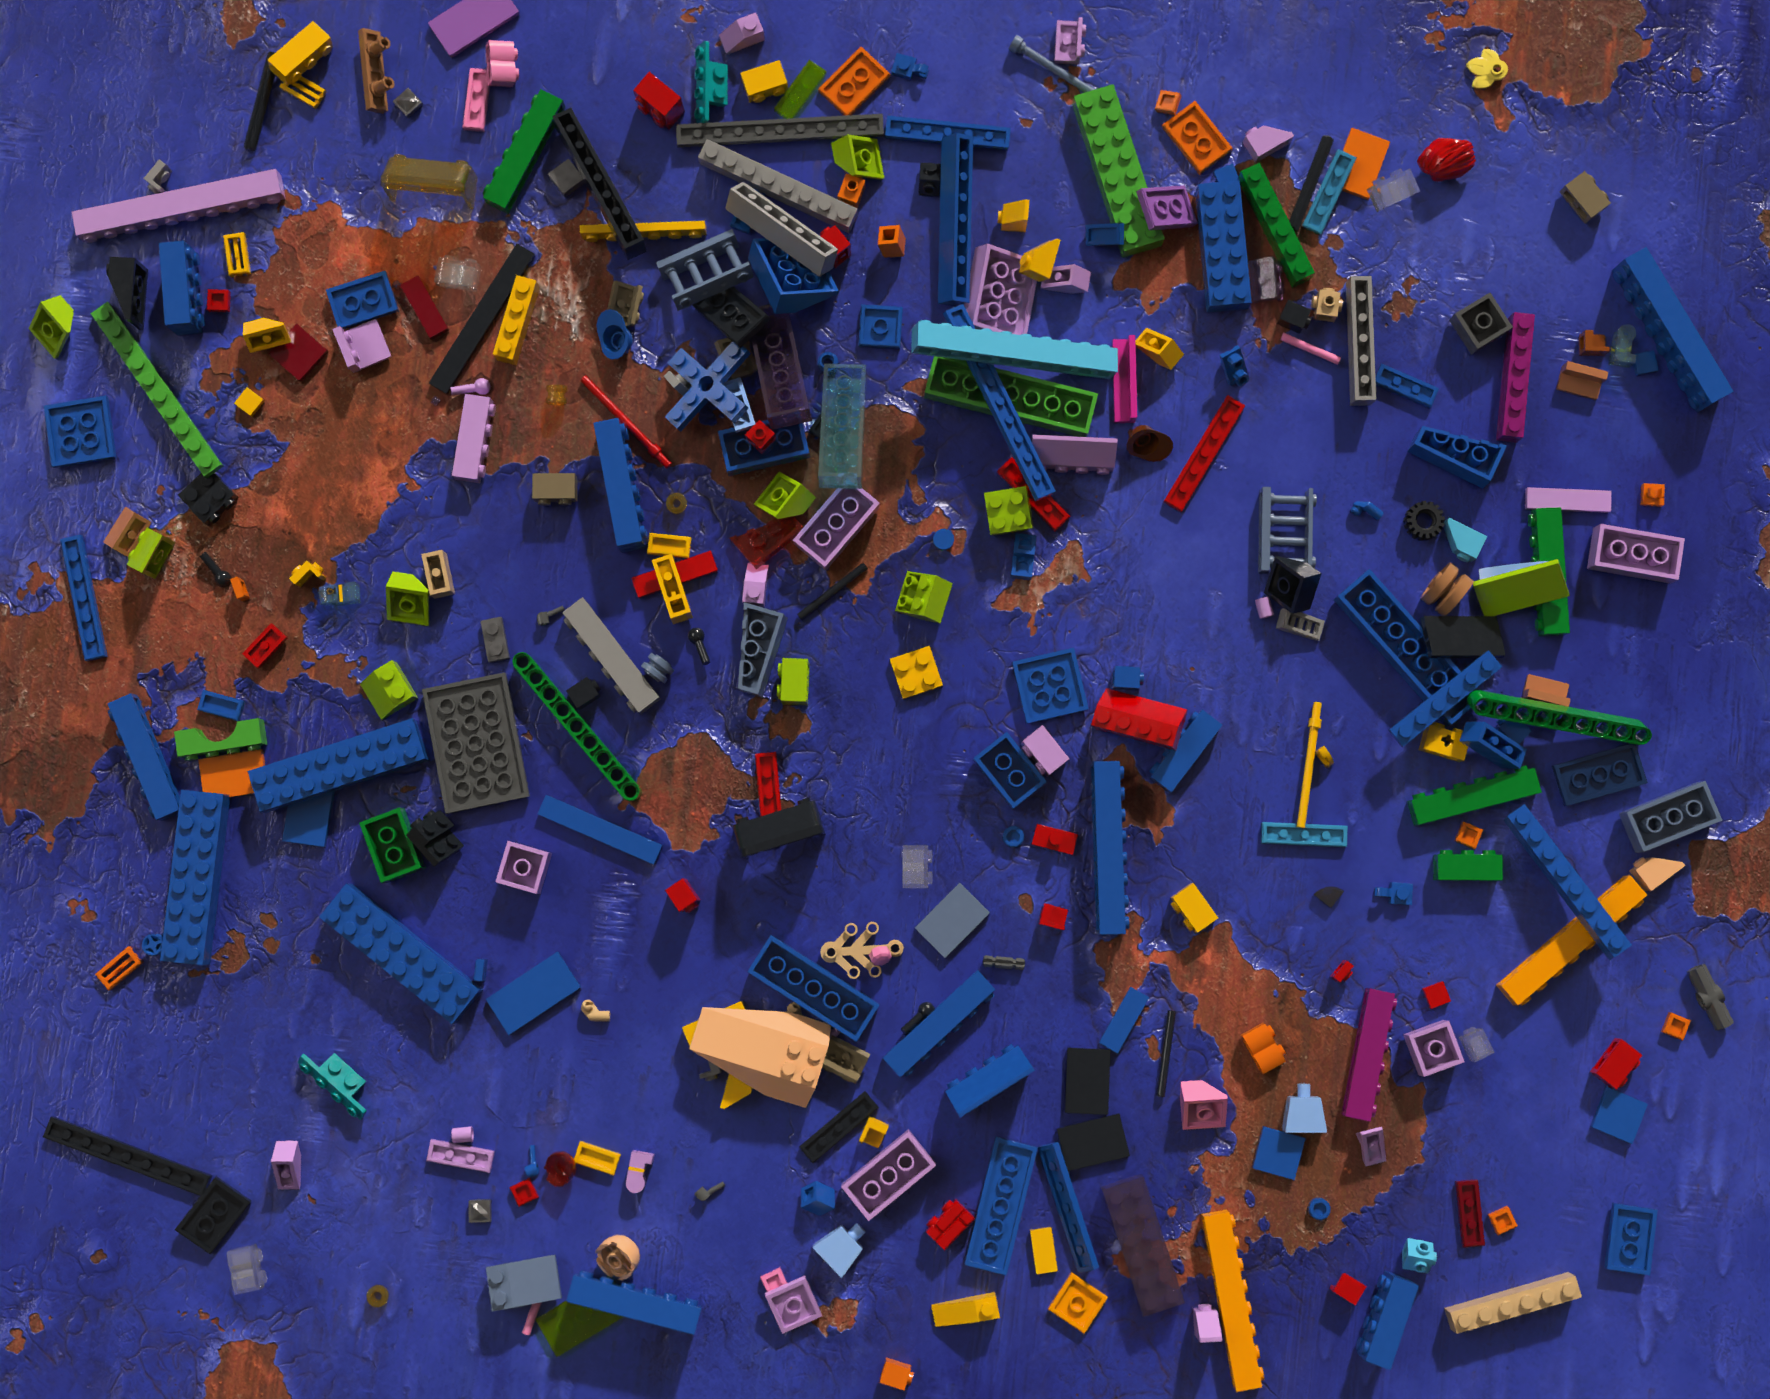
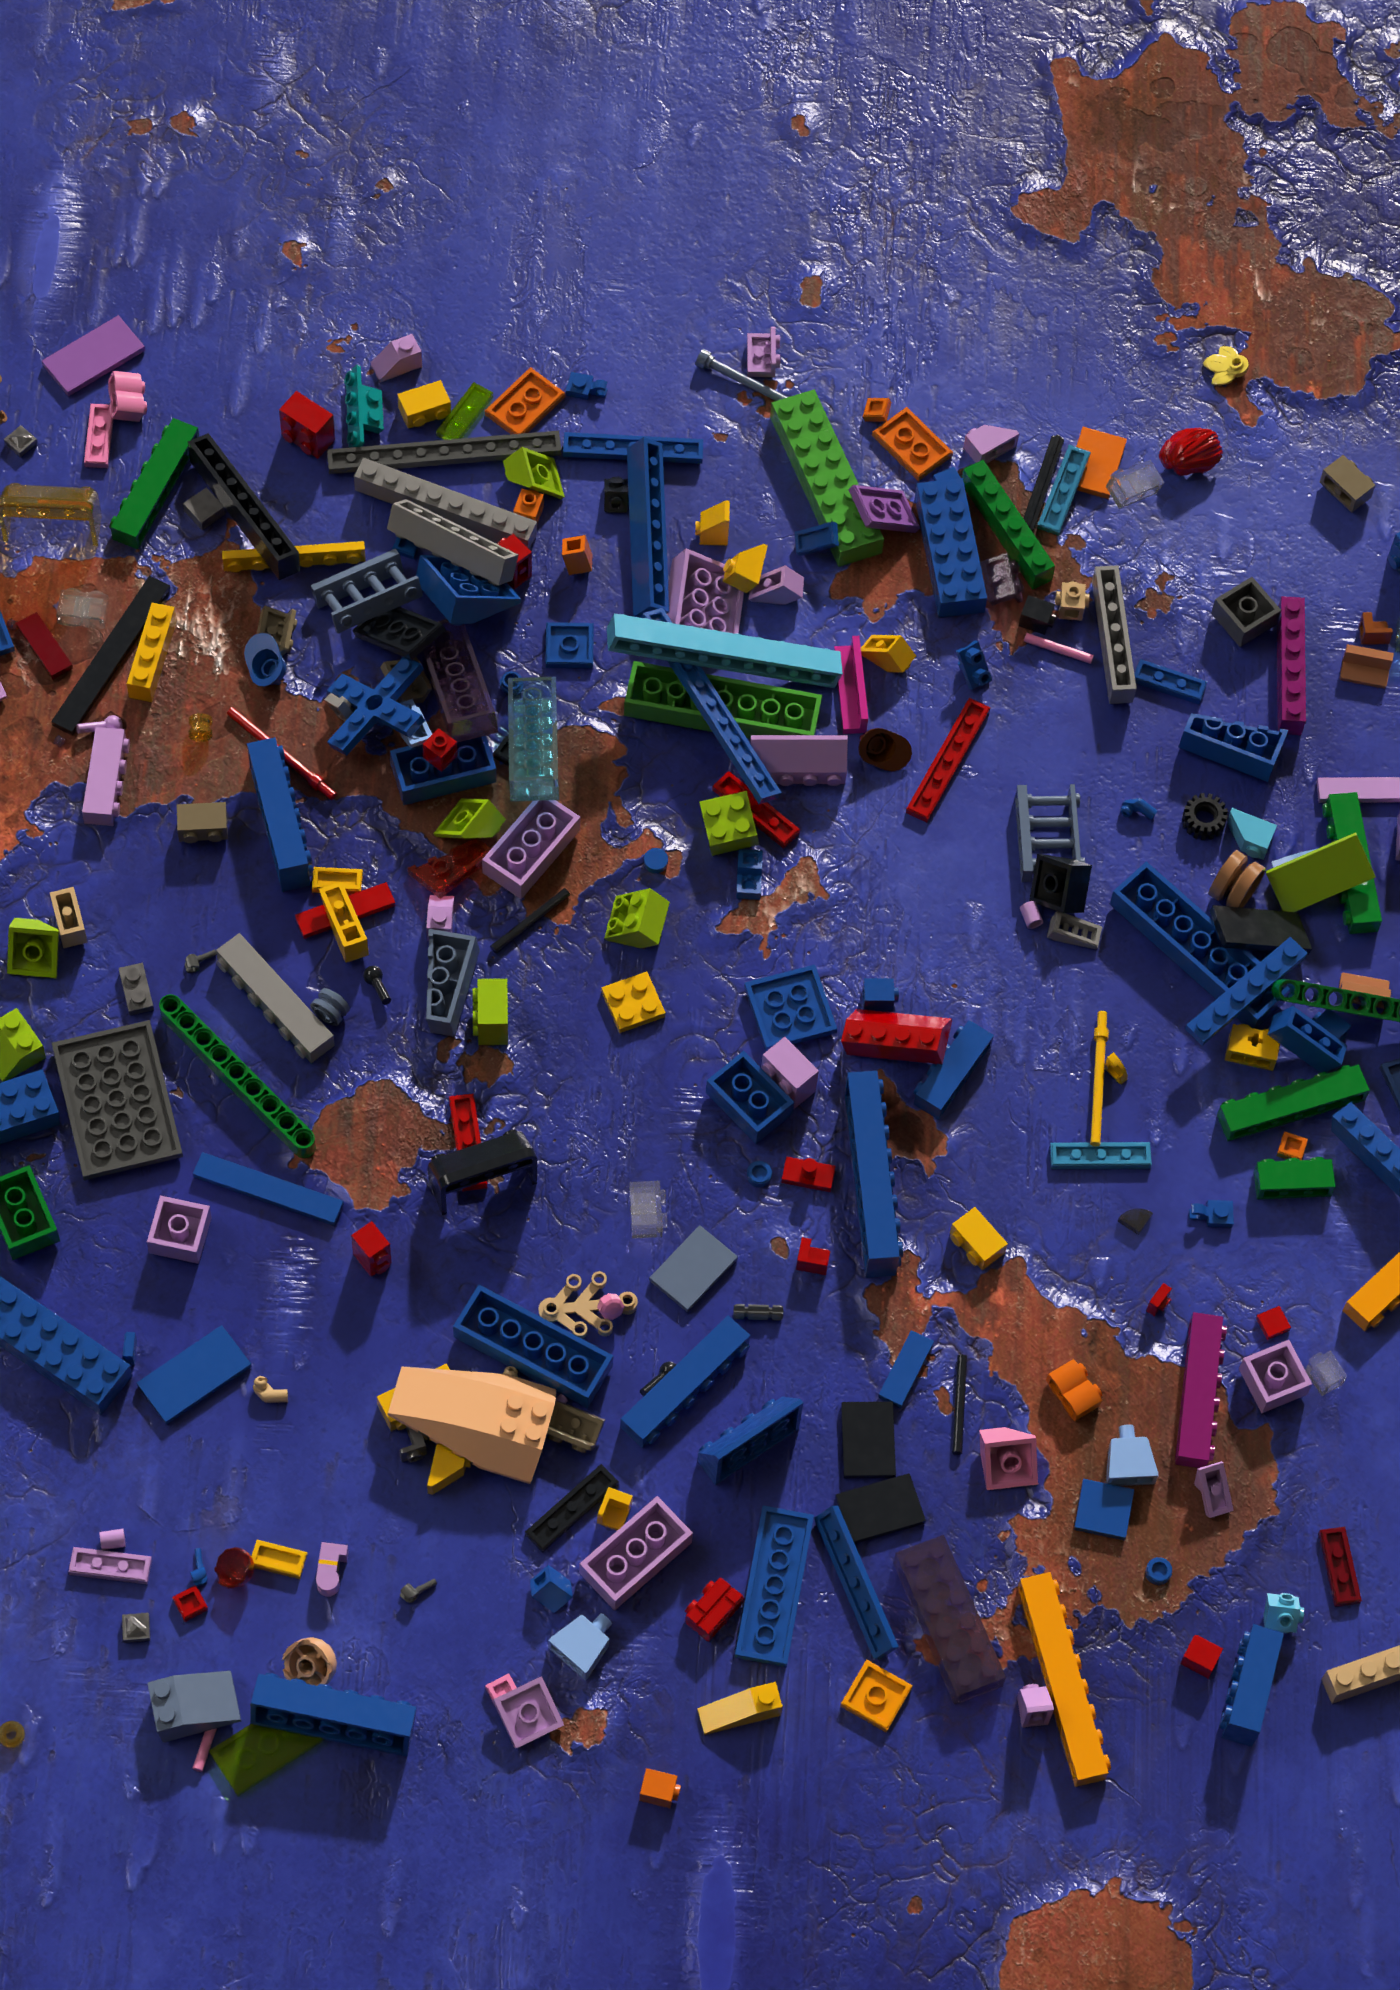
camera: 10 degrees left, 20 degrees down
(434, 837) = (69, 1197): black plate -> none
(584, 692) = (244, 1038): black brick -> none
(673, 497) = (341, 829): clear yellow plate -> none
(1043, 1250) = (830, 1636): yellow tile -> none
(1502, 1220) = (1379, 1572): orange tile -> none

